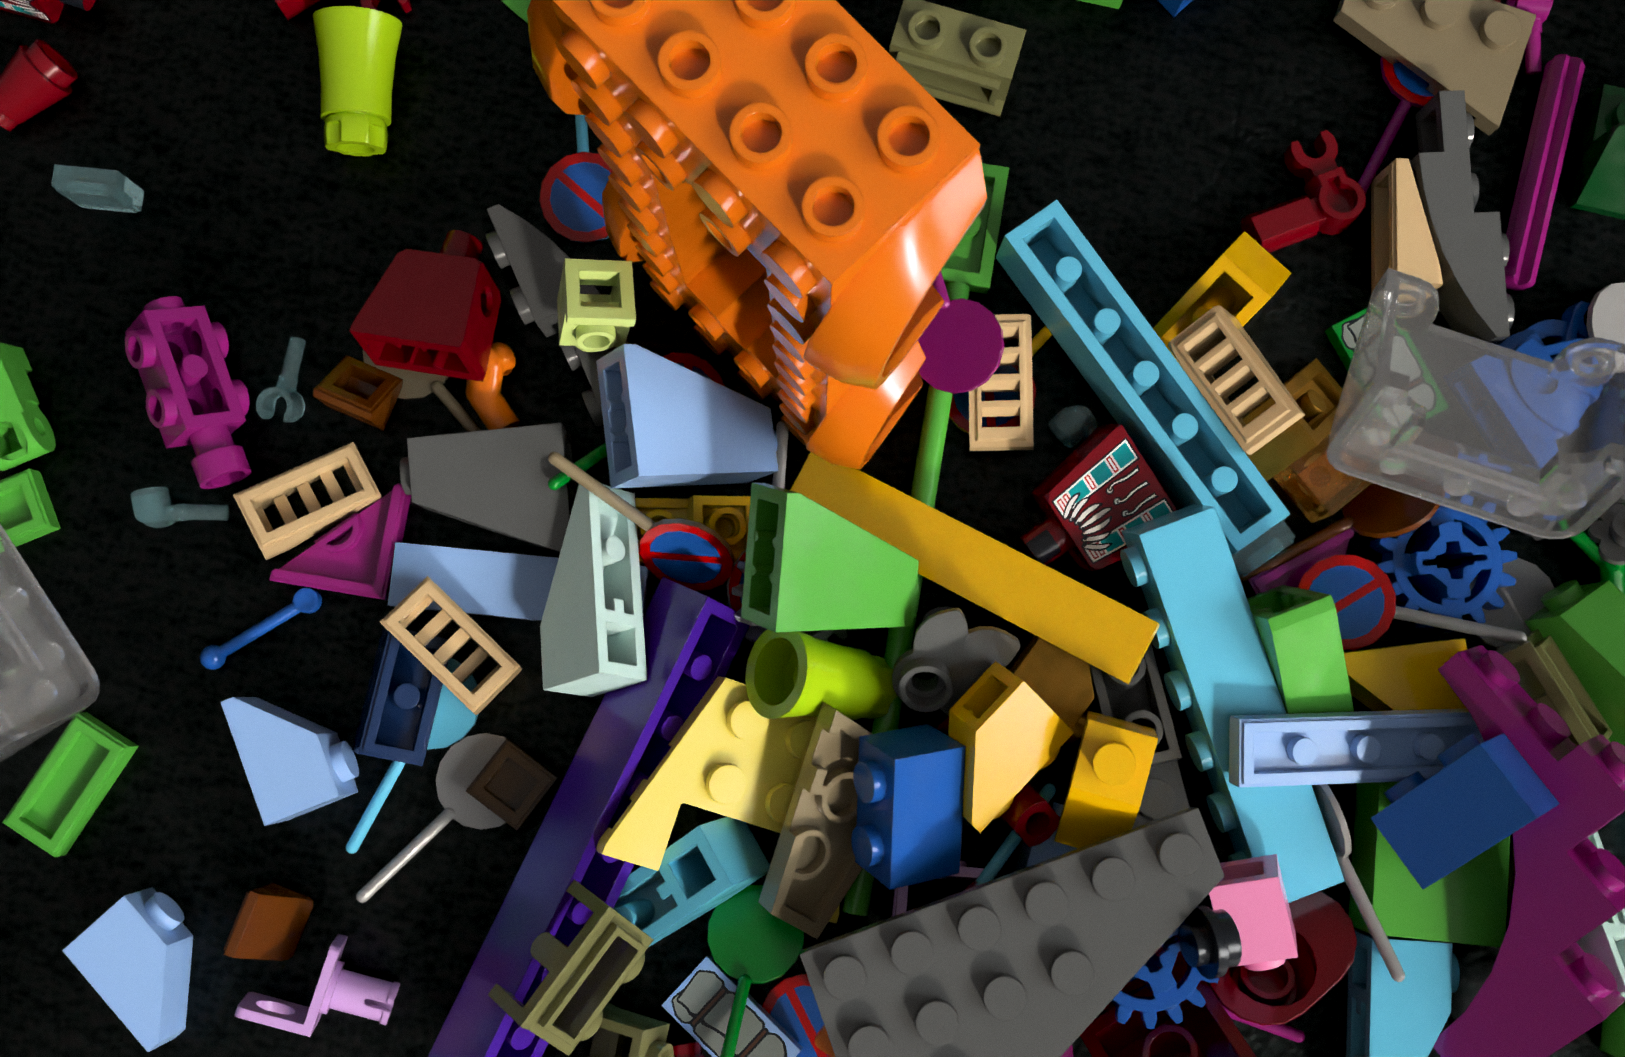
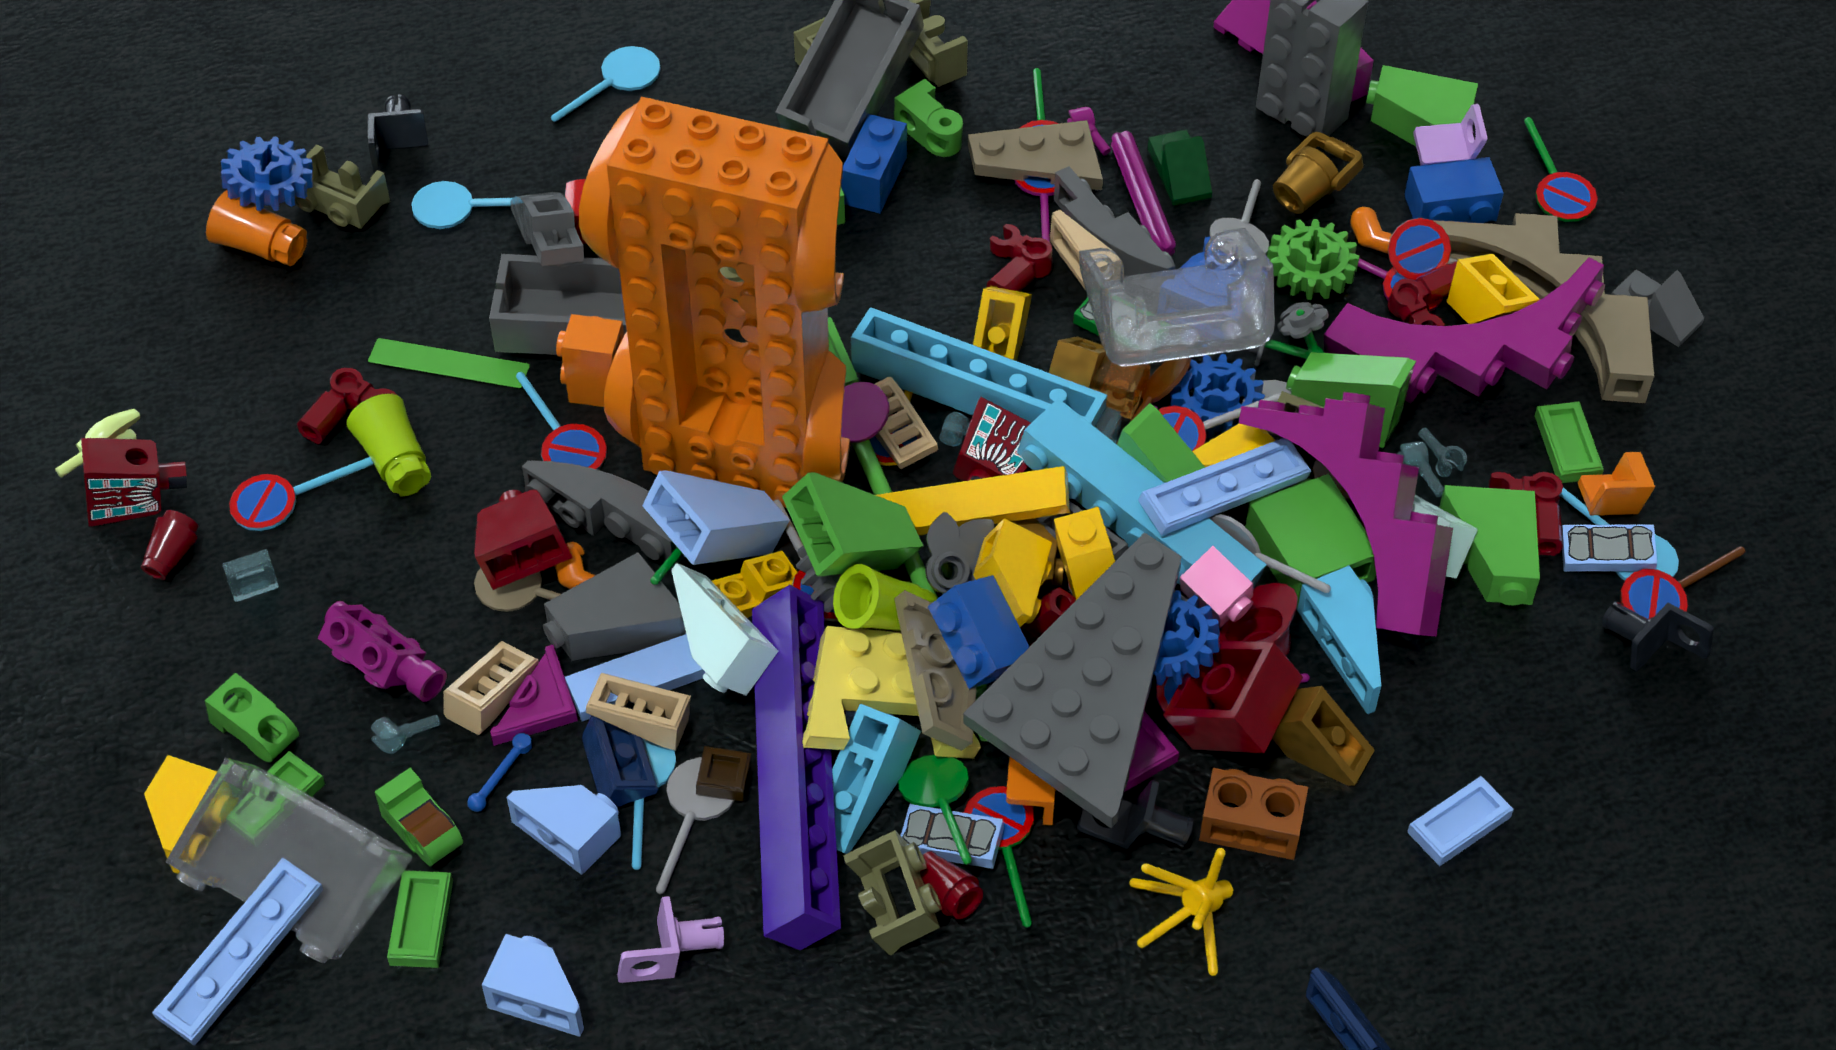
camera: 30 degrees left, 30 degrees down
(126, 656) = (417, 818): none -> bright green leg
(183, 75) = (270, 499): none -> piece
(269, 924) = (609, 925): reddish brown slope -> none
(285, 386) = (437, 629): clear light blue hand -> none
(360, 391) = (491, 613): reddish brown slope -> none
(580, 975) = (839, 809): olive window -> none
(595, 320) = (629, 475): yellowish green brick -> none
(670, 548) = (747, 584): piece -> none
(1210, 942) = (1196, 594): black plate -> none
(1211, 345) = (1006, 334): tan slope -> none
(1463, 808) = (1294, 472): blue brick -> none

